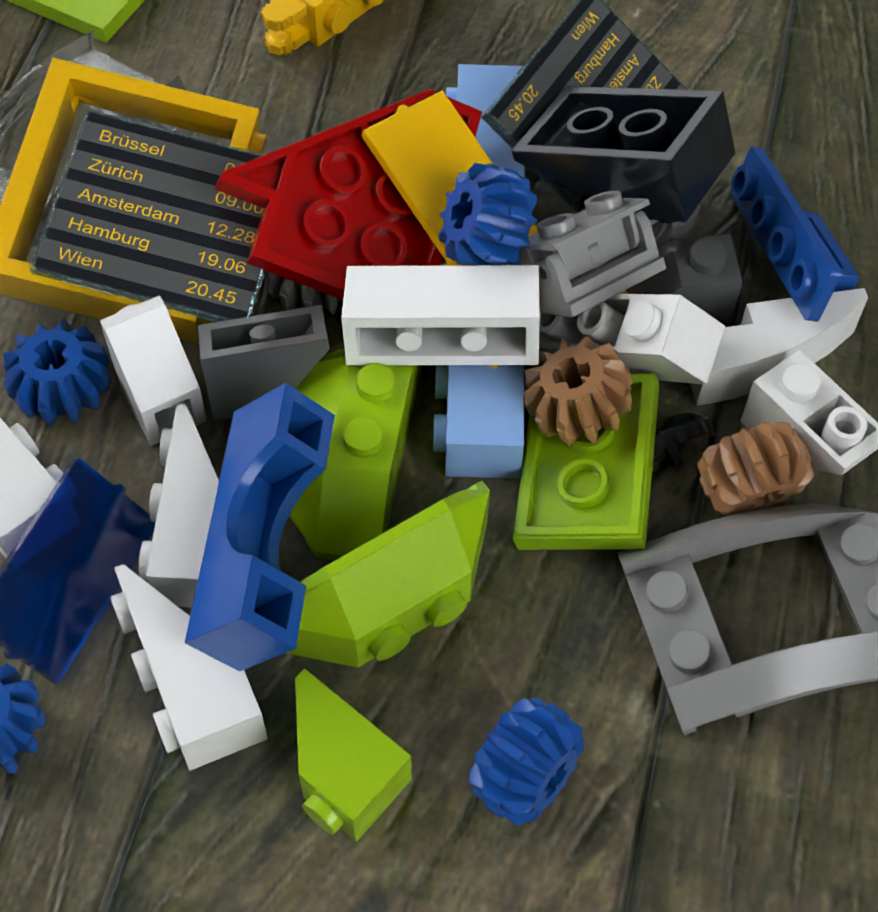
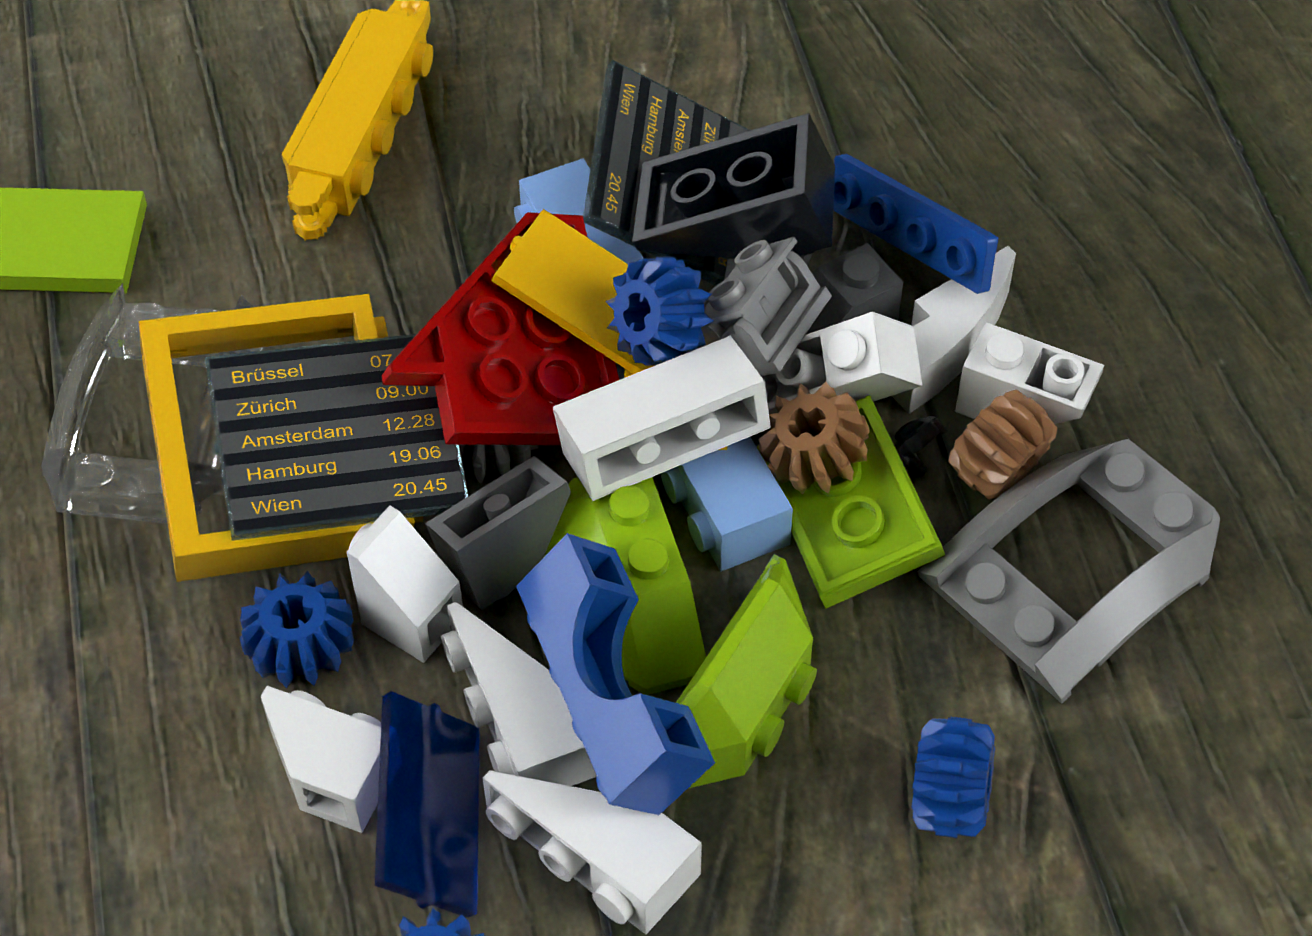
camera: 25 degrees left, 5 degrees down
(344, 761) = (785, 852): lime slope -> none

